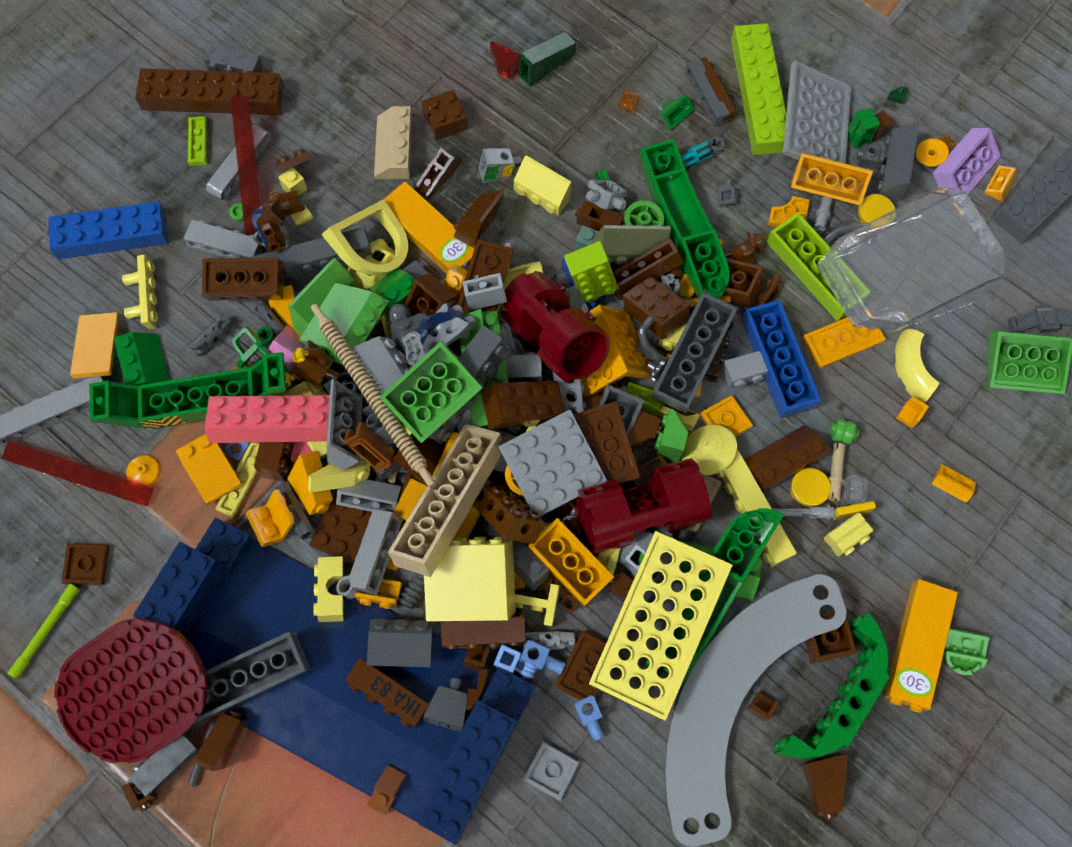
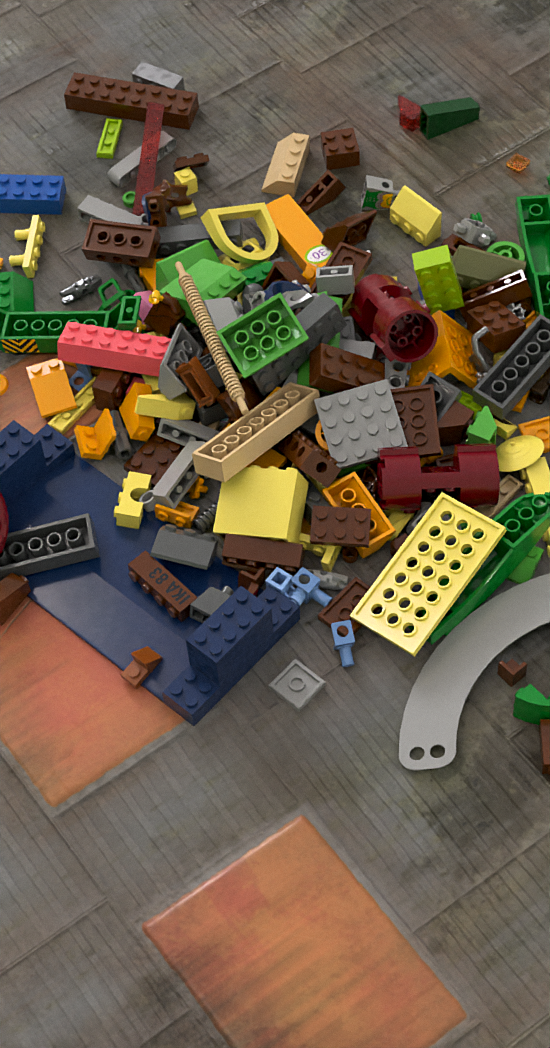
camera: 20 degrees right, 15 degrees down
(557, 586) = (340, 526): none -> reddish brown plate

